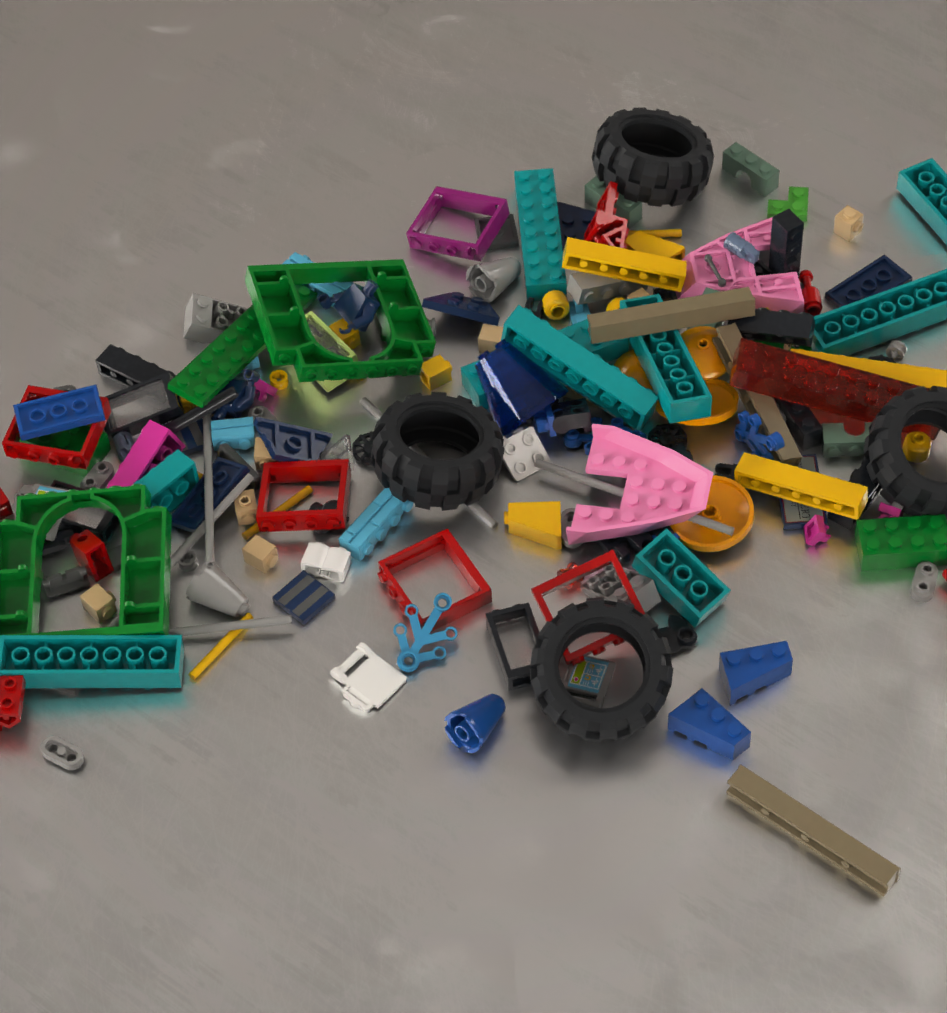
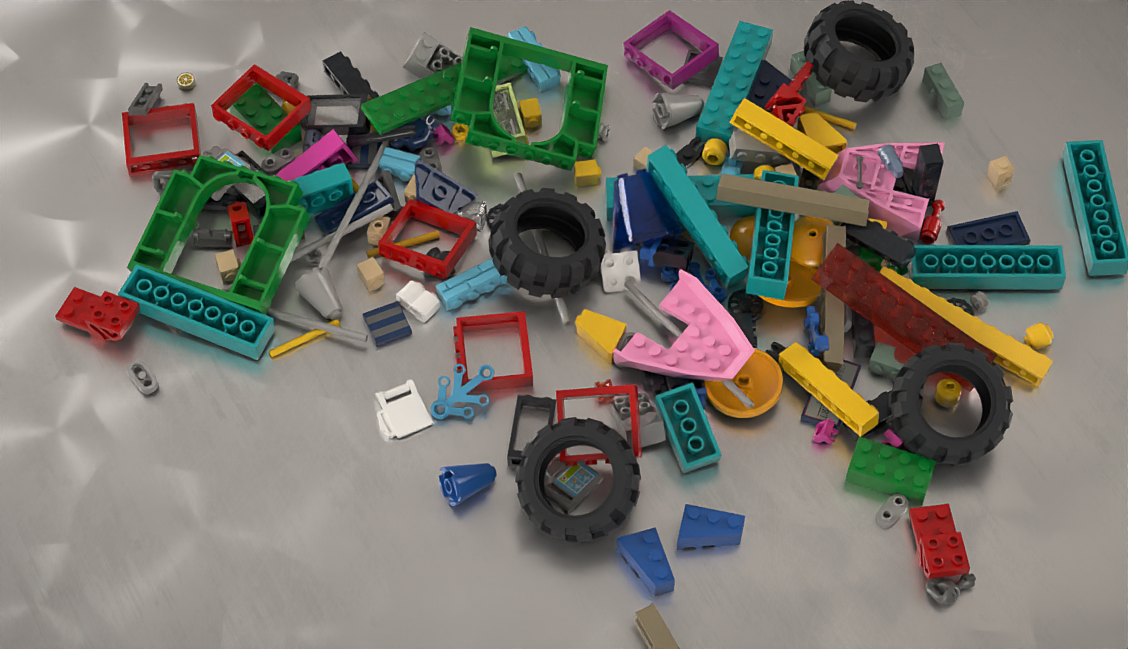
camera: 20 degrees right, 5 degrees up
(59, 412) = (265, 96): blue tile -> none
(354, 304) = (547, 91): dark blue torso -> none
(459, 305) = (636, 124): dark blue wing -> none
(676, 631) = (660, 473): black plate -> none
(796, 202) = (961, 140): bright green plate -> none

